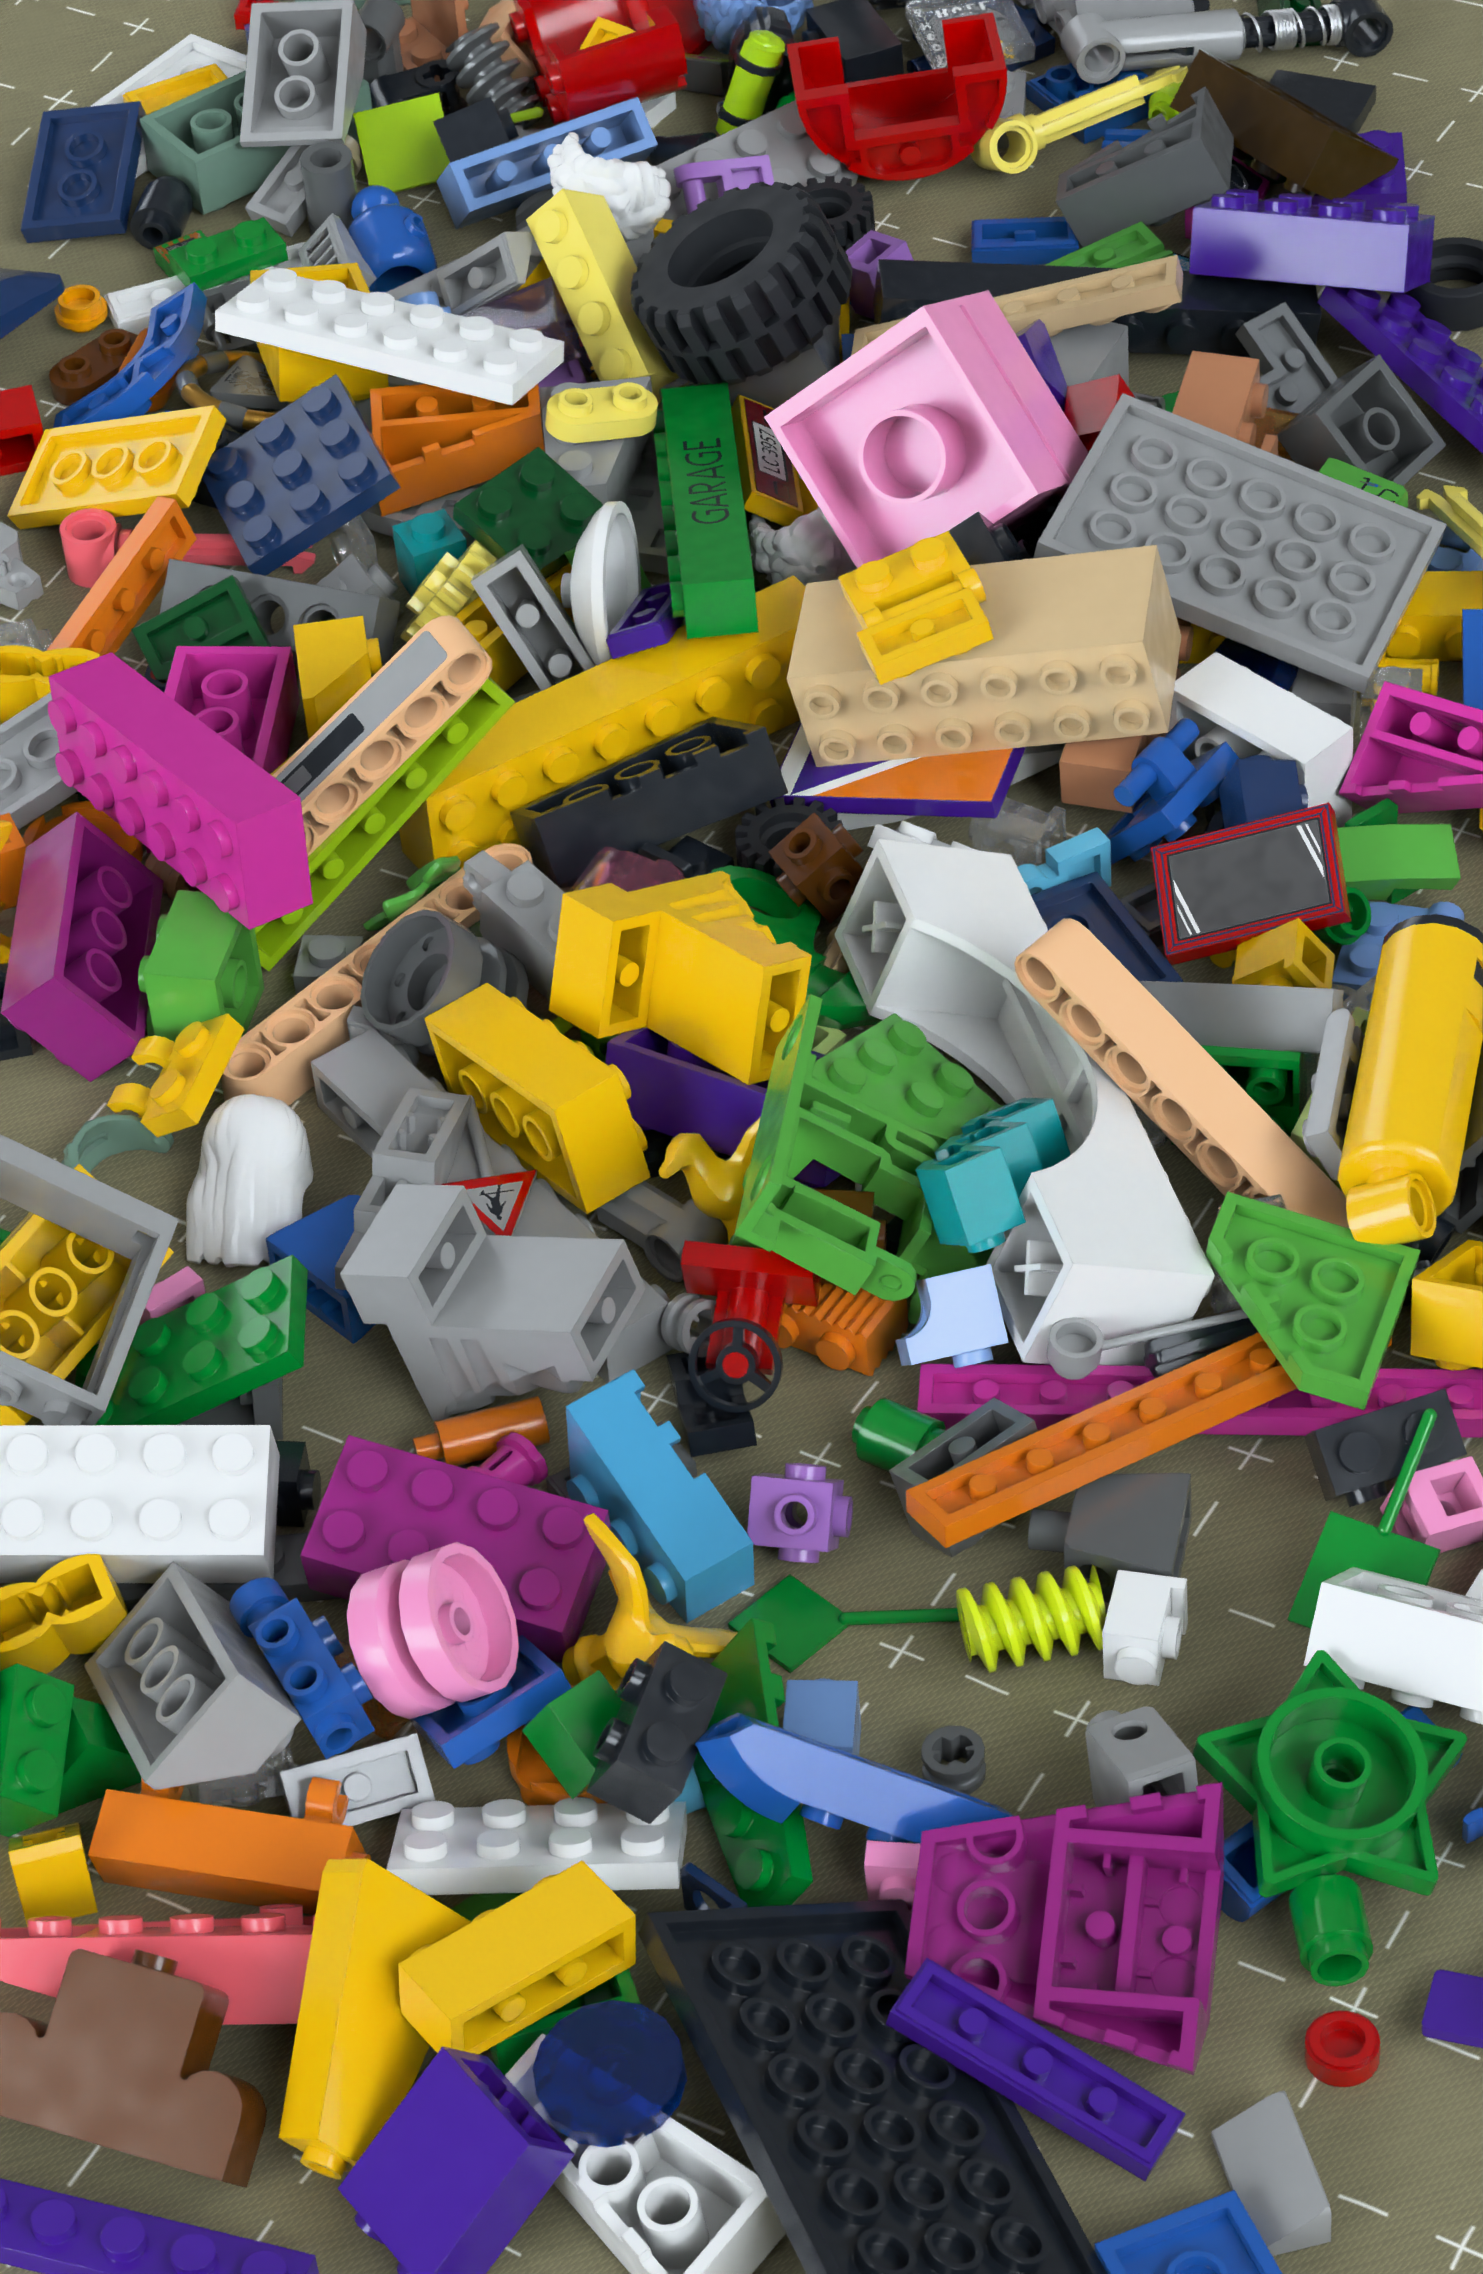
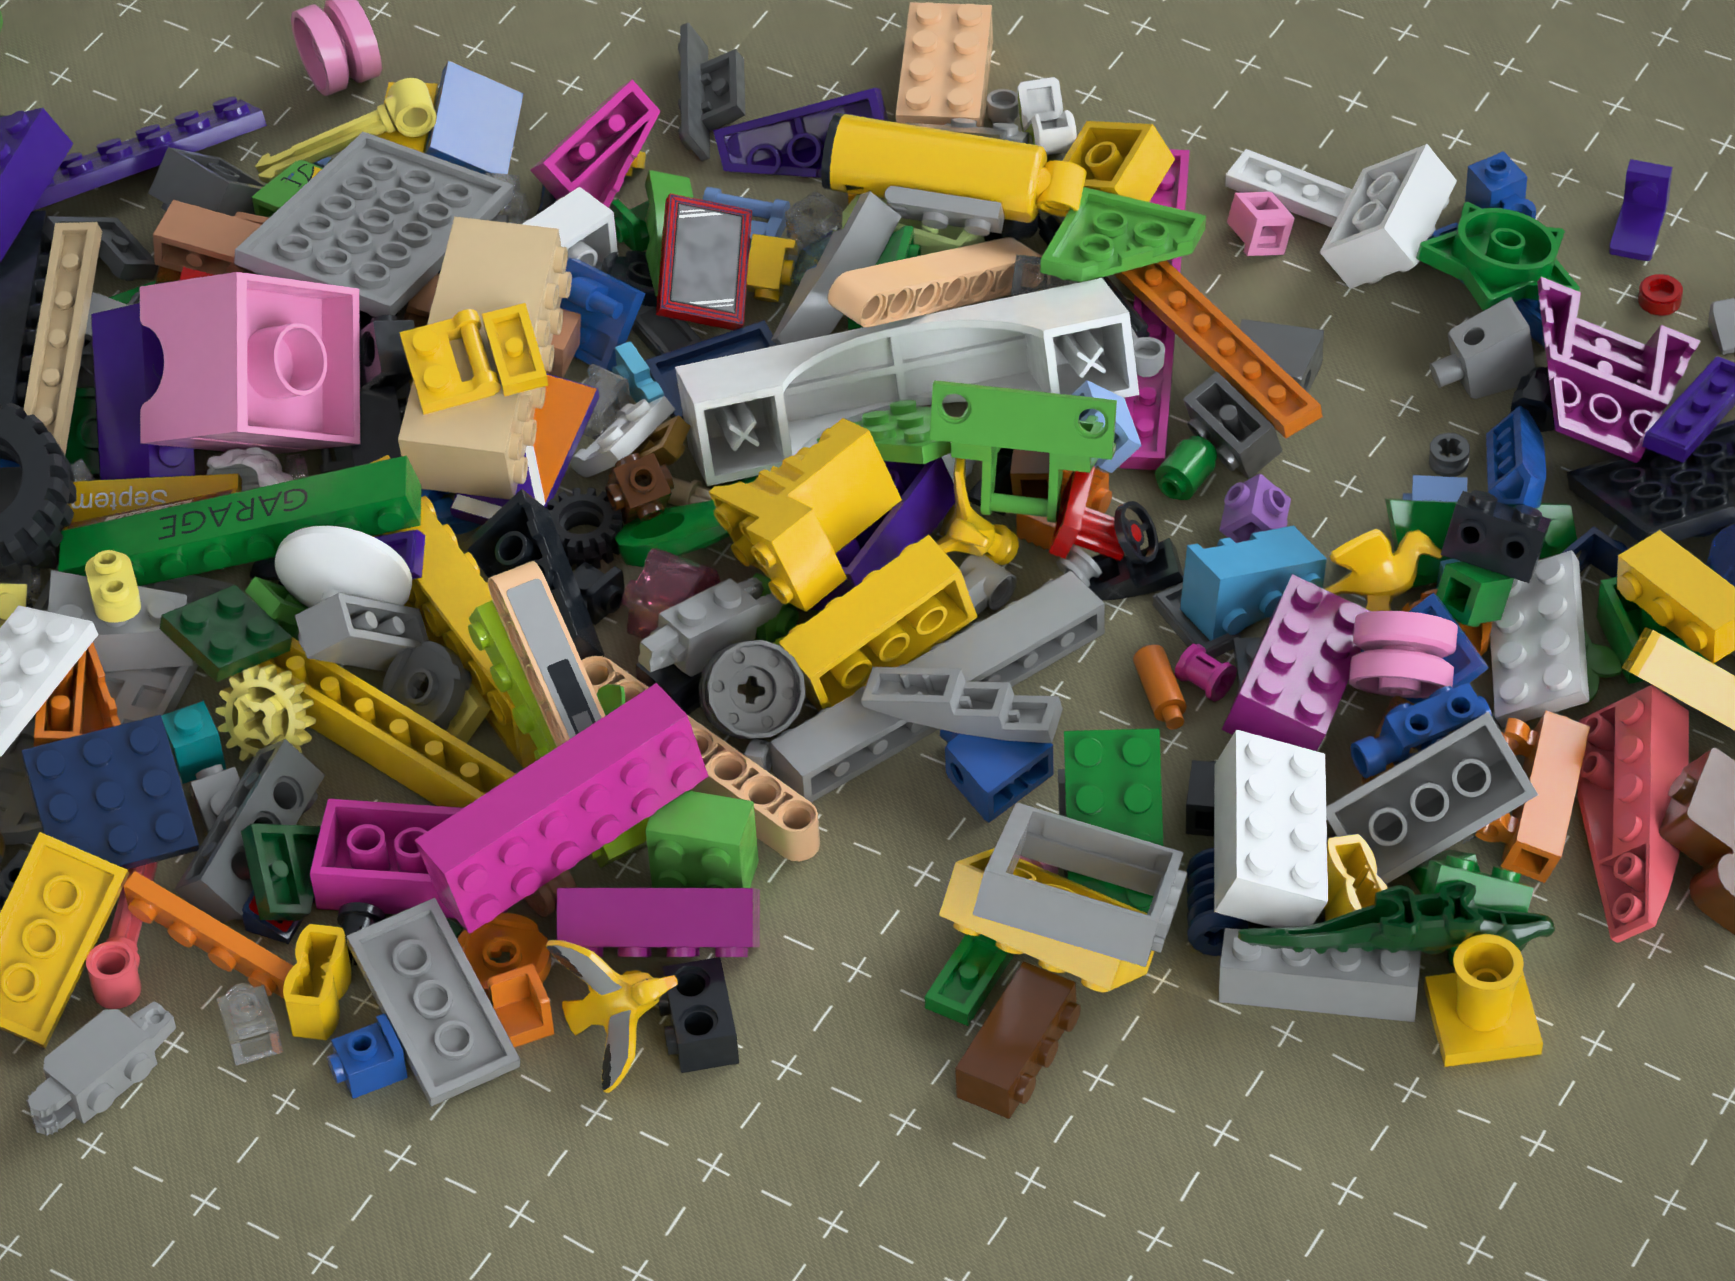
camera: 90 degrees left, 5 degrees up
(52, 1873) = (1560, 886): yellow slope -> none
(111, 1136) = (861, 934): sand green helmet -> none
(188, 1075) = (808, 846): yellow plate -> none
(246, 1181) = (901, 826): white hair -> none
(333, 665) = (379, 769): yellow slope -> none
(486, 1309) = (1102, 629): light grey brick -> none
(495, 1198) = (969, 657): piece -> none
(808, 1621) = (1325, 528): green piece -> none
(891, 1870) = (1556, 468): bright pink plate -> none
(983, 1171) = (1036, 367): teal brick -> none
(1032, 1617) = (1346, 405): neon yellow piece -> none
(1143, 1626) = (1352, 360): white brick -> none
(1260, 789) = (629, 249): dark blue brick -> none
(1331, 1929) = (1595, 282): green brick -> none
(1370, 1449) = (1228, 241): black brick -> none
(1371, 1548) = (1300, 254): green piece -> none

